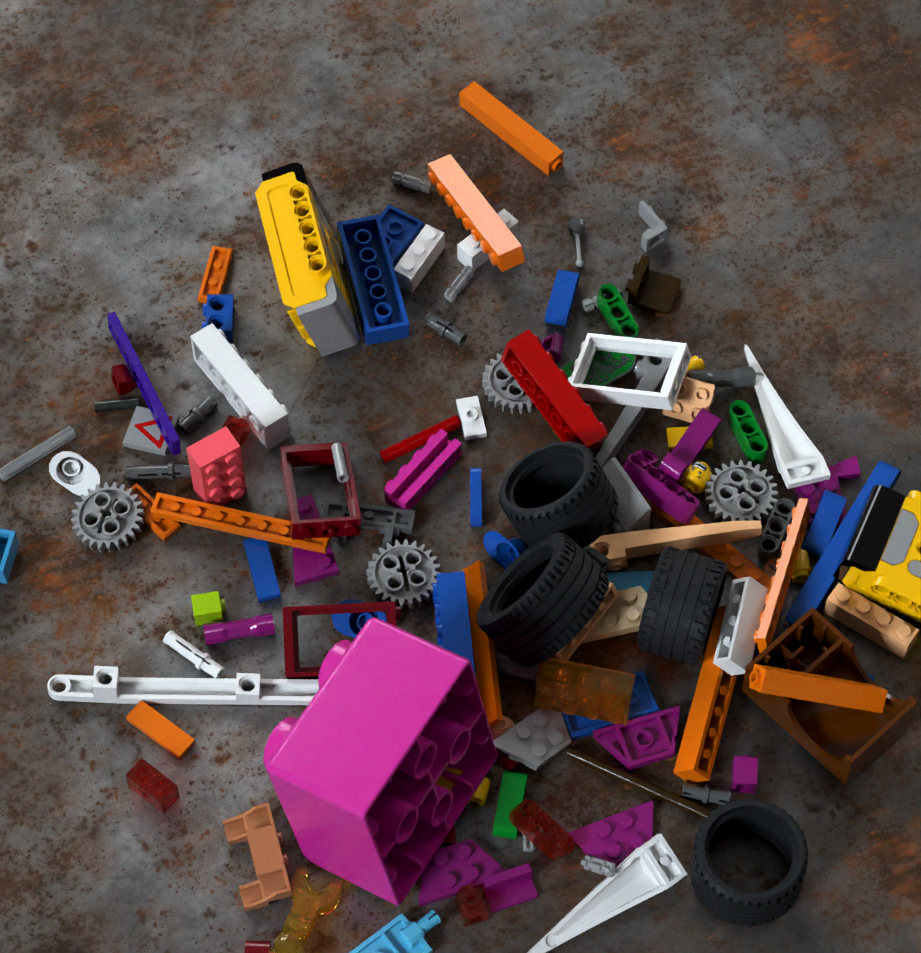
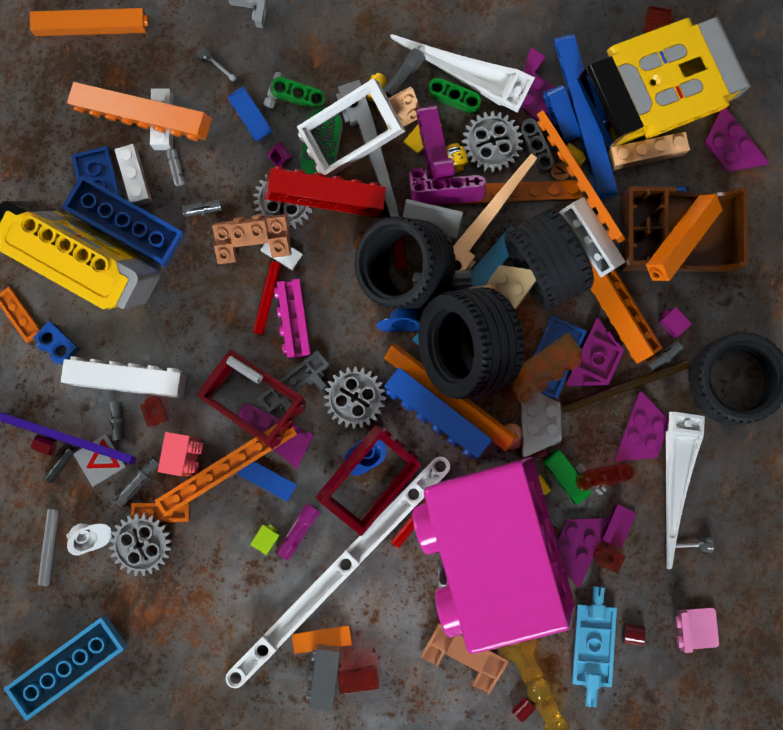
camera: 45 degrees left, 25 degrees up
(126, 752) = (323, 676): none -> dark grey brick
(201, 660) = (268, 578): white pin -> none
(411, 182) = (67, 124): light grey axle -> none
(458, 372) = (252, 232): none -> nougat bracket
(475, 498) = (342, 303): blue beam -> none
(599, 866) = (659, 463): light grey axle -> none
(652, 288) = (297, 51): dark brown bracket -> none

